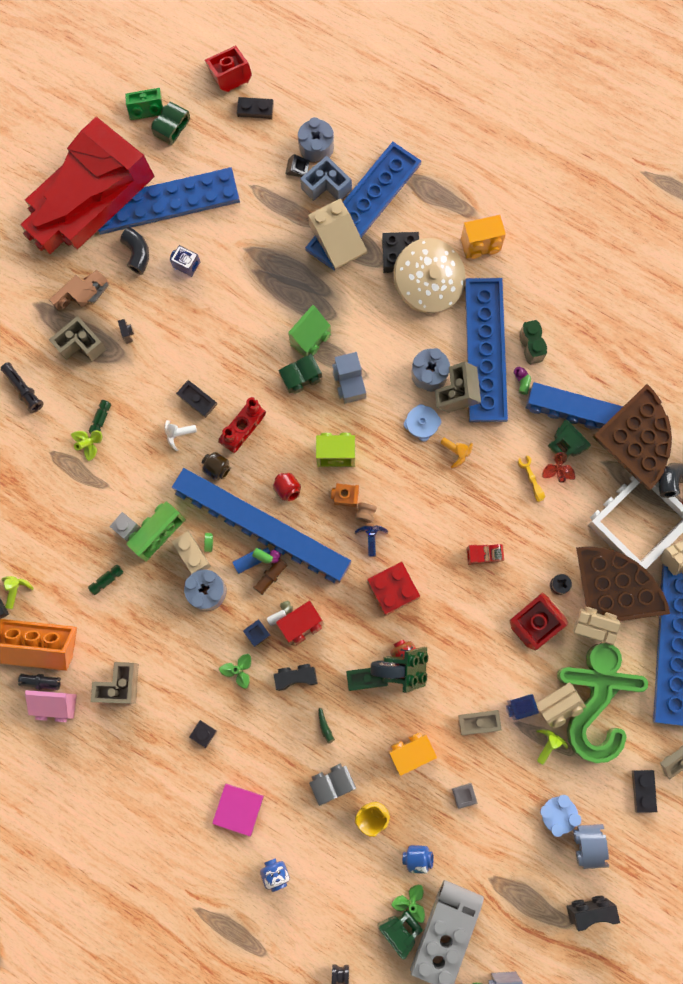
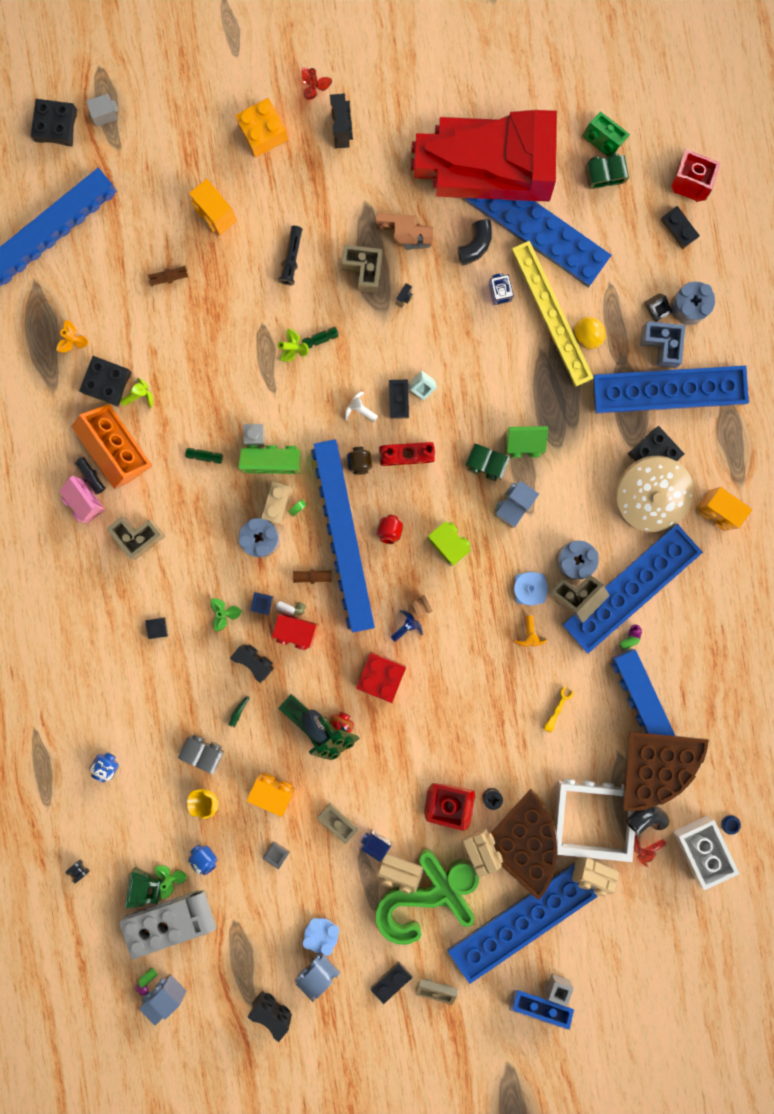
camera: 45 degrees right, 10 degrees up
(202, 373) = (422, 385): none -> light aqua slope
(235, 240) = (552, 314): none -> light yellow plate
(238, 809) = (126, 700): dark pink tile -> none
(247, 561) = (312, 551): blue cylinder -> none
(266, 558) = (322, 563): bright green arm -> none
(272, 226) = (590, 332): none -> yellow hair
(337, 233) = (626, 391): tan slope -> none
(350, 500) = (424, 586): orange brick -> none
(485, 554) = (467, 723): red leg -> none
(533, 342) = (671, 616): dark green brick -> none
(553, 743) = (367, 890): lime plant -> none
(563, 471) = (583, 728): clear red plant -> none
(570, 439) = (613, 714): dark green piece -> none

